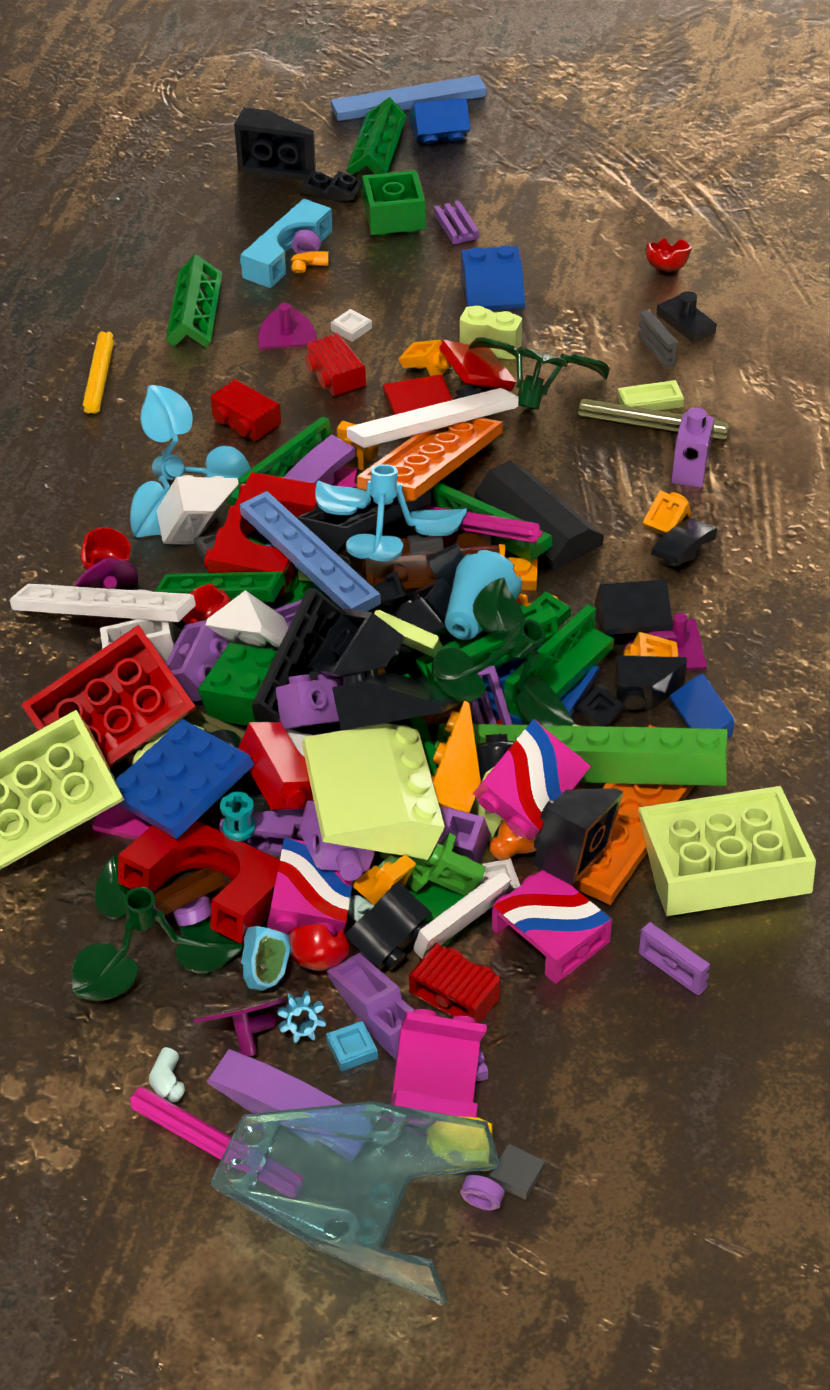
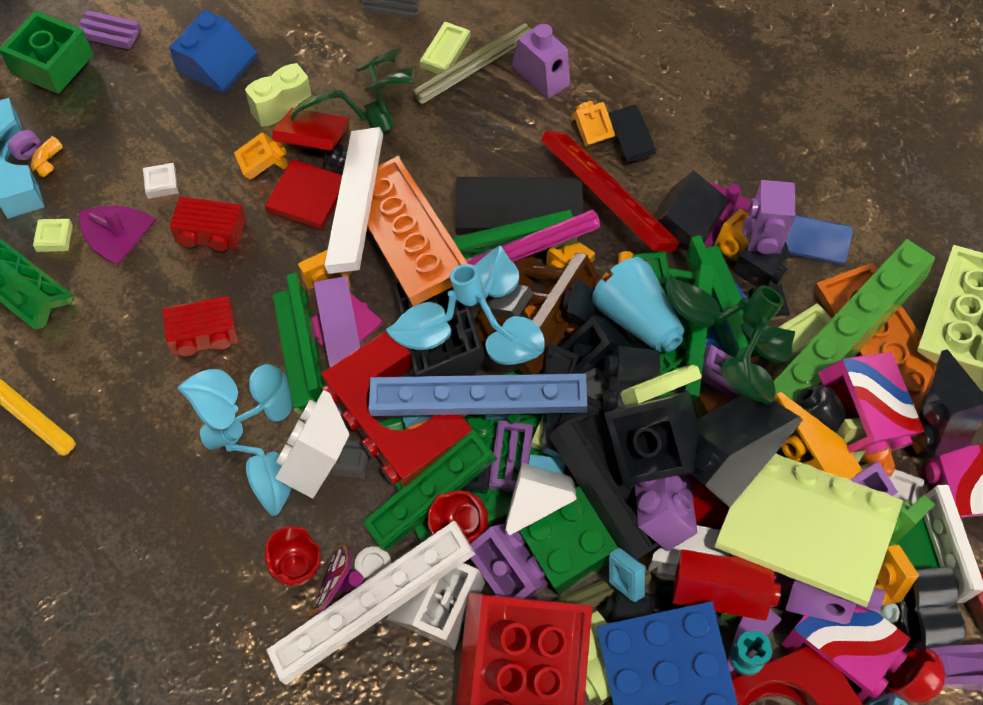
camera: 55 degrees left, 15 degrees up
(239, 718) = (627, 574): none -> medium azure tile
(249, 303) = (52, 235): none -> yellowish green tile
(598, 550) = (610, 192): none -> red tile
(656, 636) = (770, 217): none -> medium lavender brick

